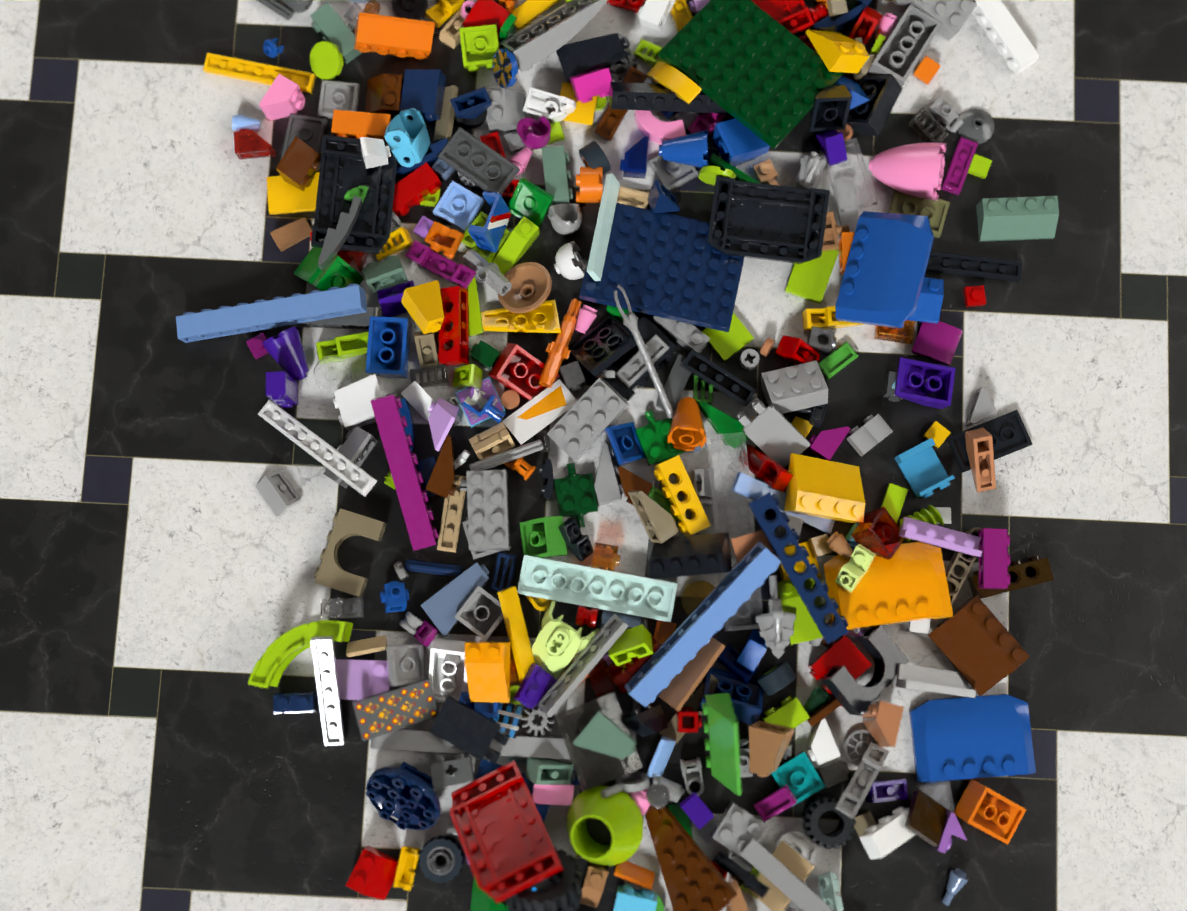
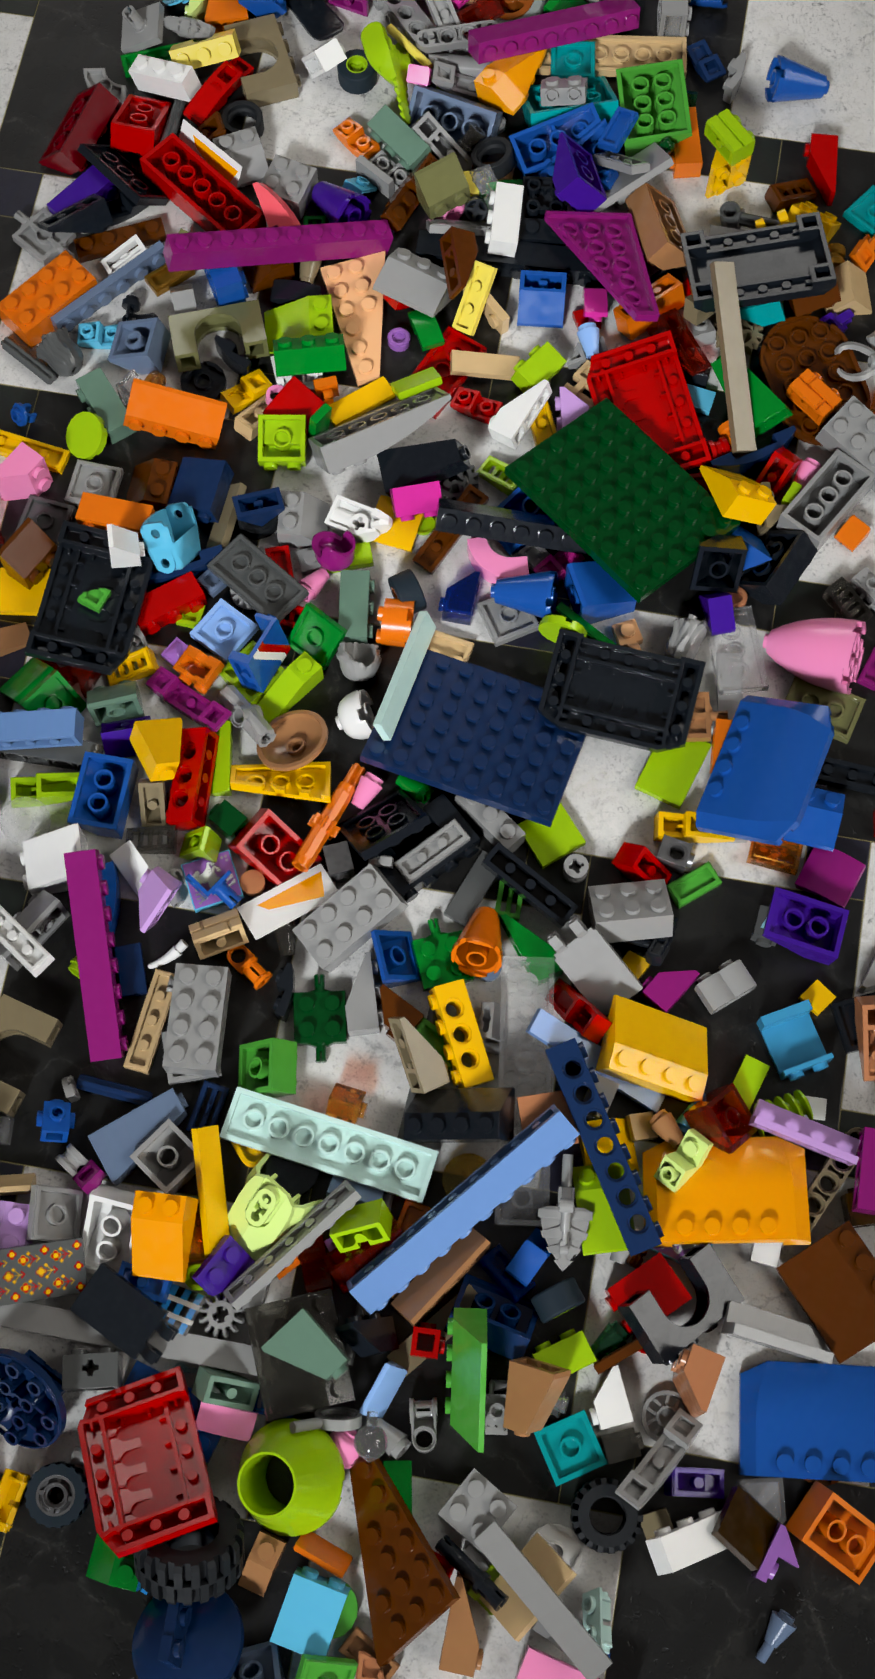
camera: 10 degrees right, 10 degrees down
(336, 238) = (58, 646): dark grey slope -> none
(443, 476) = (146, 969): reddish brown slope -> none
(504, 68) = (308, 467): tile -> none
(507, 456) = (237, 952): light grey axle -> none
(578, 543) = (312, 1082): black slope -> none
(586, 617) = (309, 1181): red wheel -> none
(631, 321) = (420, 793): light grey piece -> none
(661, 199) = (487, 651): dark blue slope -> none
(674, 80) = (522, 505): yellow slope -> none
(696, 810) = (421, 1471): dark purple slope -> none
(767, 347) = (602, 855): nougat tile -> none
(775, 803) = (534, 1478): magenta tile -> none

